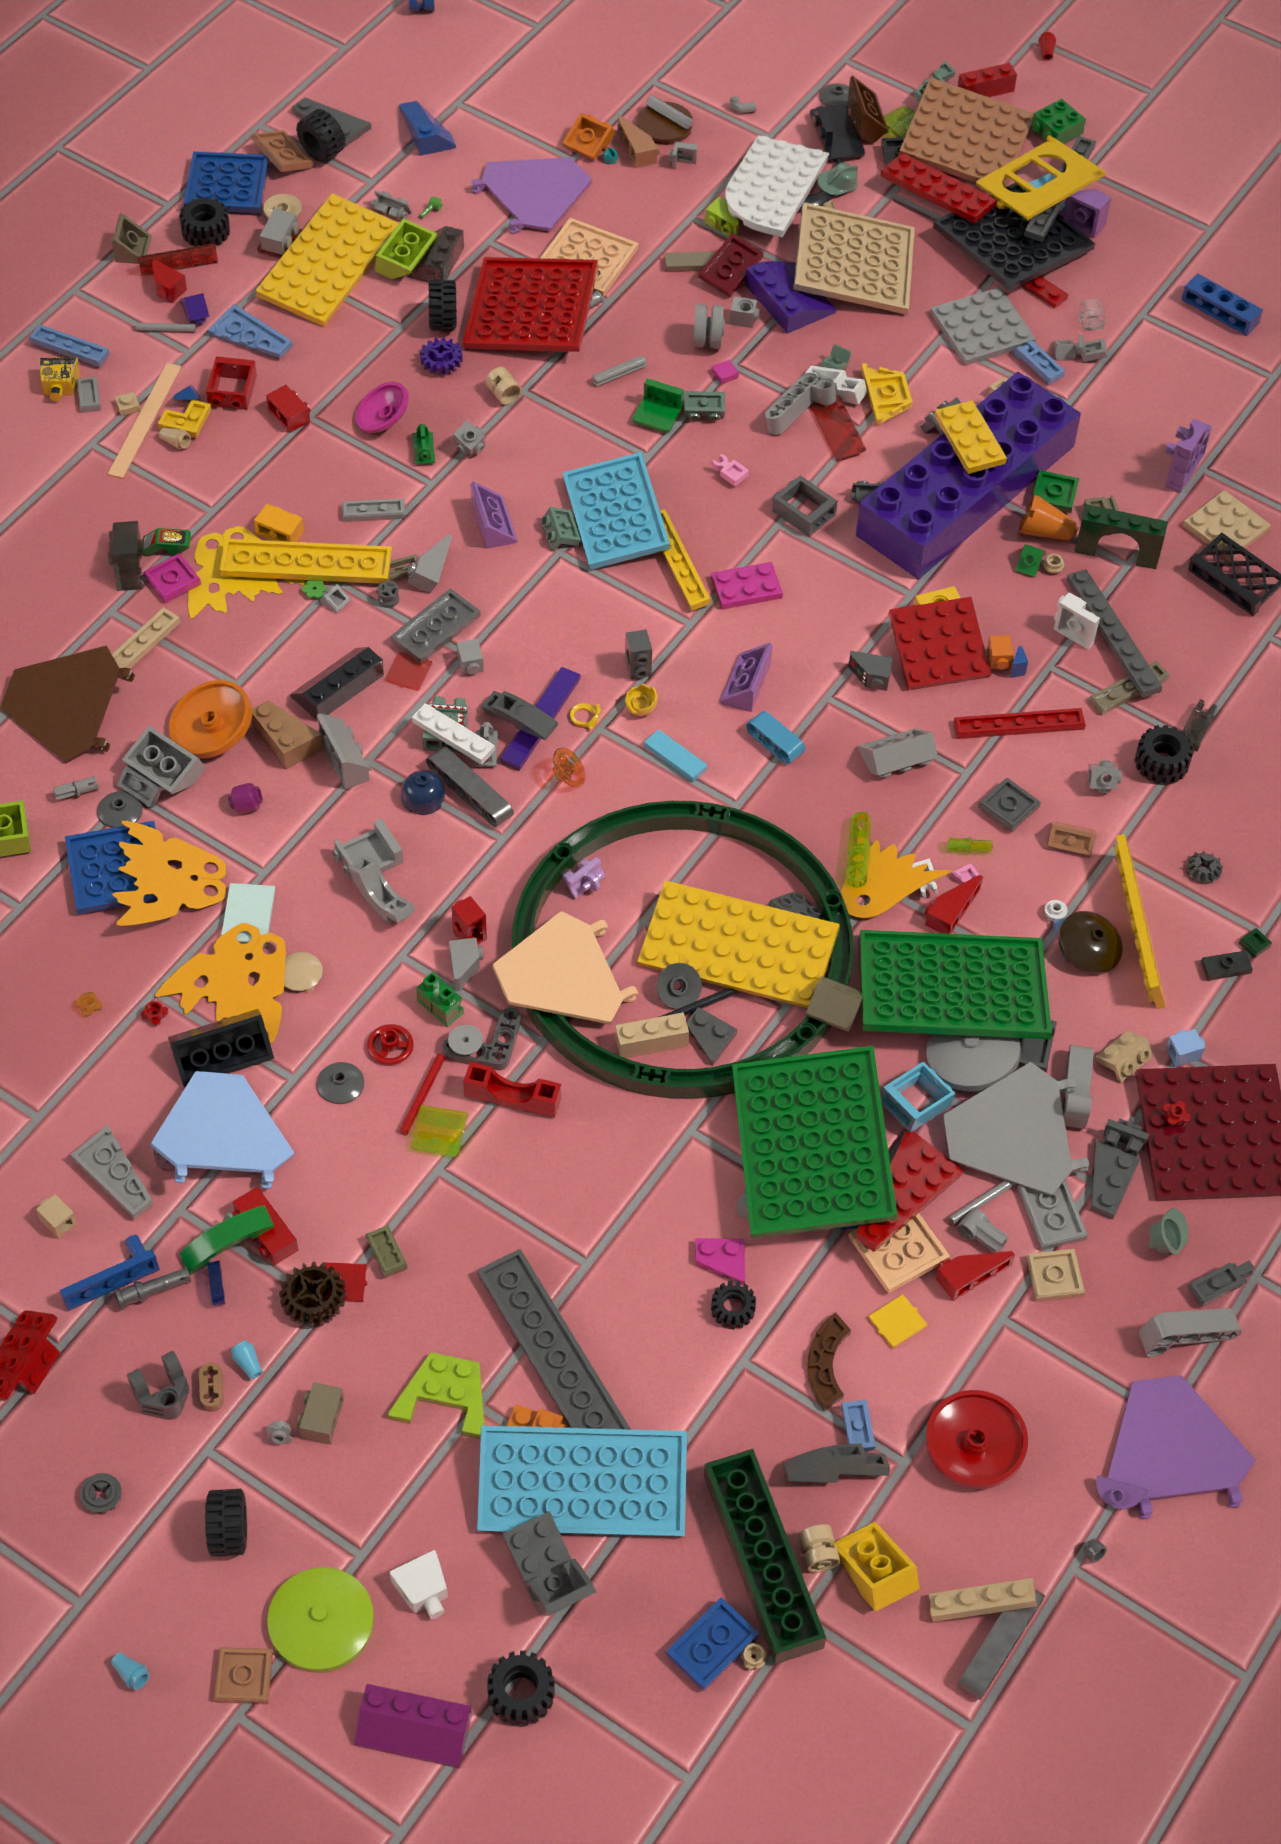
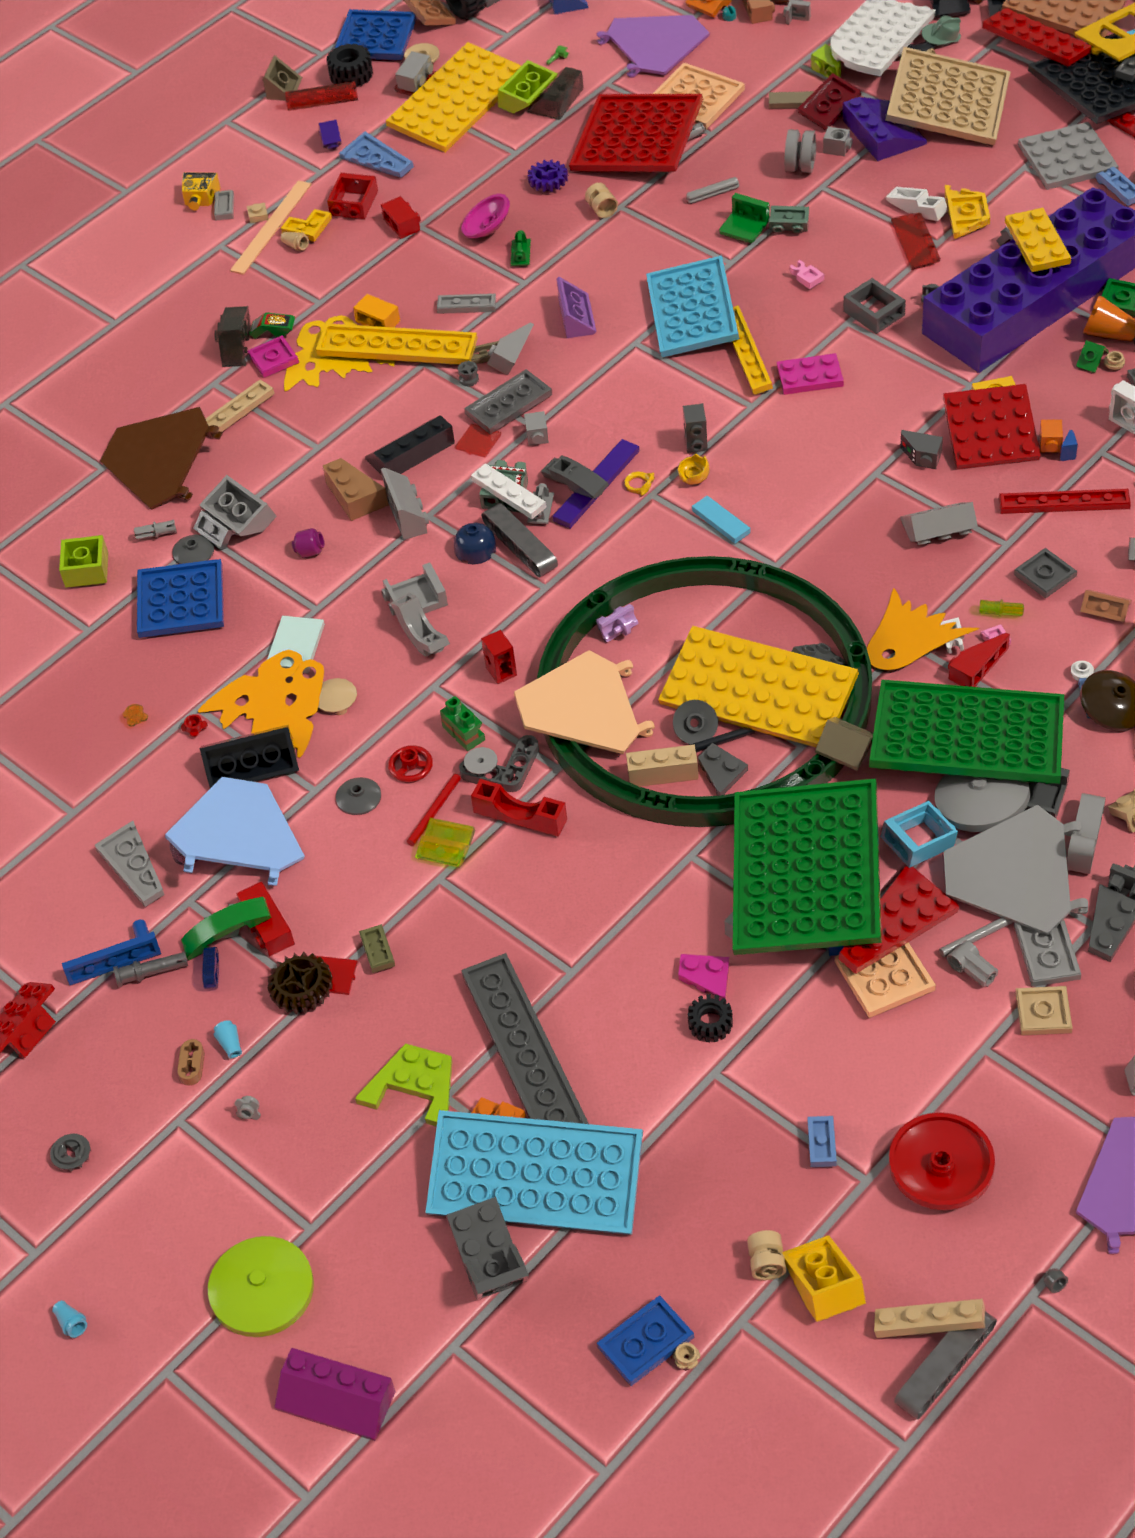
camera: 15 degrees right, 5 degrees down
(56, 1216) = (72, 899): tan brick -> none
(69, 345) = (213, 164): medium blue plate -> none
(165, 327) = (301, 151): light grey bar -> none
(168, 884) = (224, 614): light orange piece -> none
(169, 282) = (309, 113): red slope -> none
(177, 1392) = (148, 1071): dark grey piece -> none
(187, 393) = (311, 203): blue slope -> none
(211, 718) = (287, 472): orange dish -> none
(226, 1522) = (180, 1184): black tyre -> none
(243, 1675) = (178, 1333): nougat tile -> none
(314, 589) = (401, 368): bright green plant -> none
(321, 1413) = (291, 1092): dark tan brick -> none
(335, 599) = (419, 377): light grey slope -> none
(384, 201) = (516, 49): light grey hinge -> none
(421, 1584) = (363, 1259): white torso -> none
(442, 305) = (553, 131): black tyre -> none
(464, 960) = (491, 691): light grey slope -> none
(469, 439) = (562, 243): light grey brick -> none
(521, 1709) = (439, 1347): black tyre -> none
(560, 528) = (637, 319): sand green bracket -> none
(564, 768) = (611, 526): clear orange piece -> none
(725, 371) = (813, 192): dark pink tile -> none
(747, 677) = (800, 453): medium lavender slope -> none
(764, 1556) = (708, 1259): dark green brick -> none
(775, 737) = (820, 505): dark azure beam -> none
(797, 399) = (879, 214): light grey beam -> none
(821, 1361) = (793, 1076): reddish brown tile -> none
(826, 1464) = (783, 1173): dark grey slope -> none
(838, 358) = (923, 180): sand green bracket -> none
(859, 849) = (889, 607): clear neon green beam -> none
(897, 1321) = (876, 1045): yellow piece -> none
(970, 1271) = (957, 1000): red slope -> none
(1118, 1493) = (1087, 1226): medium lavender plate -> none

